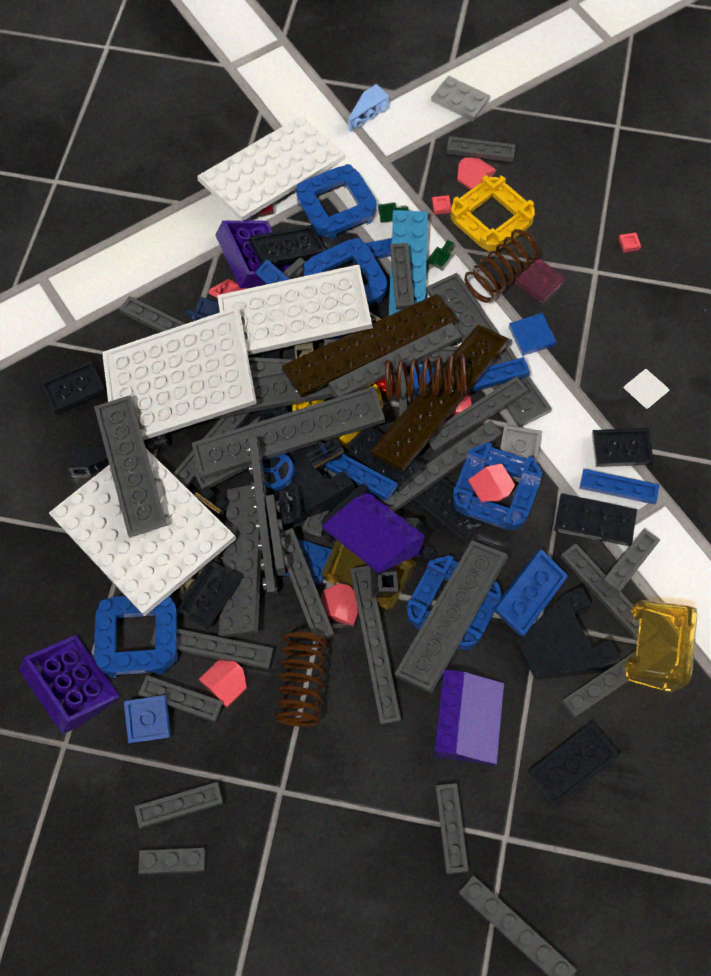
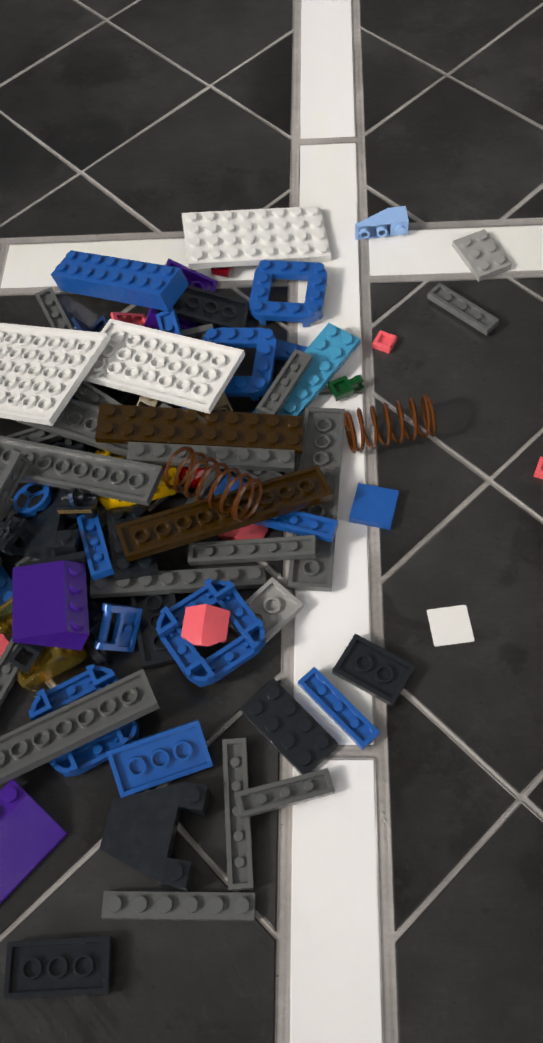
camera: 40 degrees right, 5 degrees down
(195, 259) = (120, 280): none -> blue brick
(386, 211) = (325, 318): dark green plate -> none
(429, 523) = (125, 628): none -> blue plate
(472, 170) = (440, 327): coral slope -> none
(505, 195) = (441, 347): yellow plate -> none
(540, 280) = (424, 458): clear pink tile -> none
(663, 645) = (239, 903): clear yellow windscreen -> none

